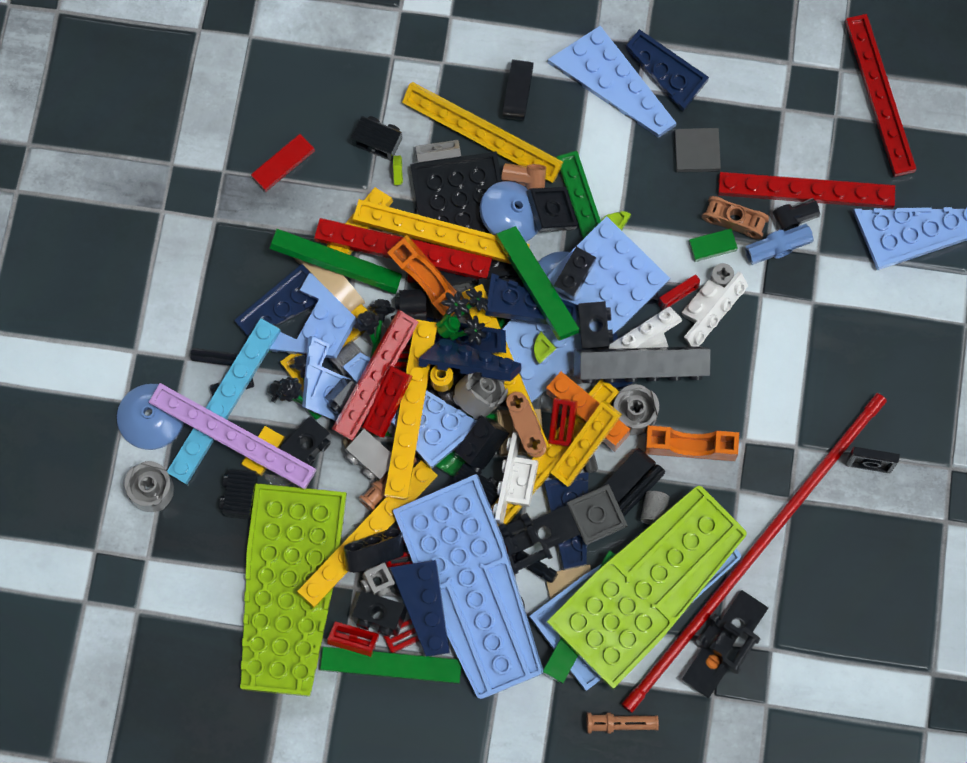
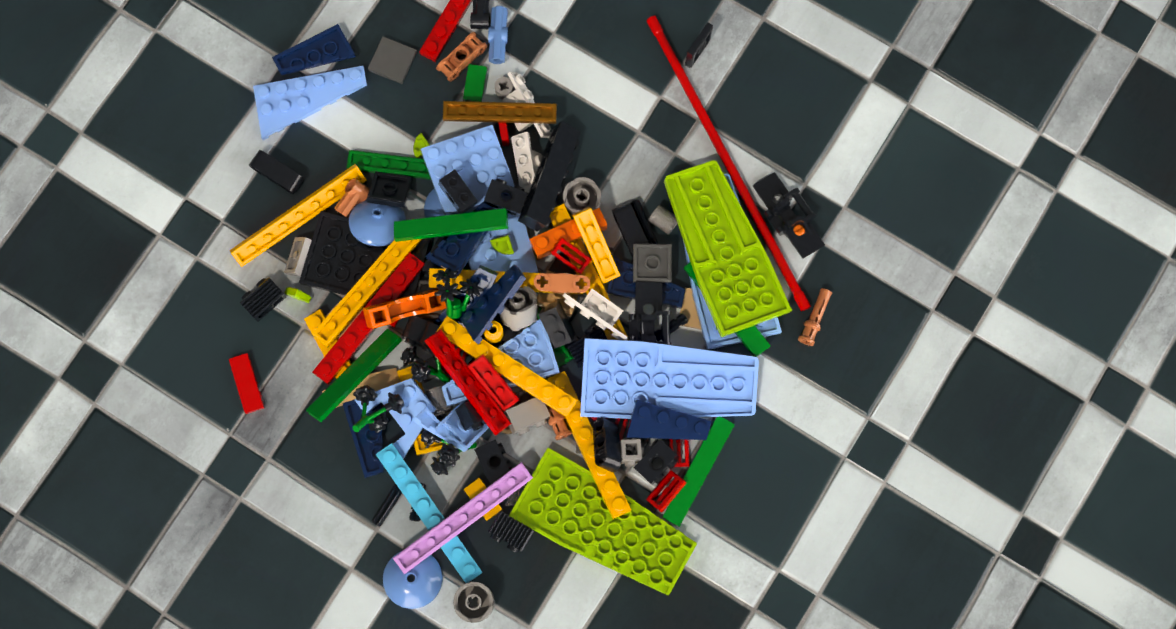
camera: 70 degrees left, 5 degrees up
(298, 303) = (377, 419): none -> black plant
(689, 281) = (499, 112): none -> pearl gold tile
(713, 446) = (627, 169): orange arch -> none

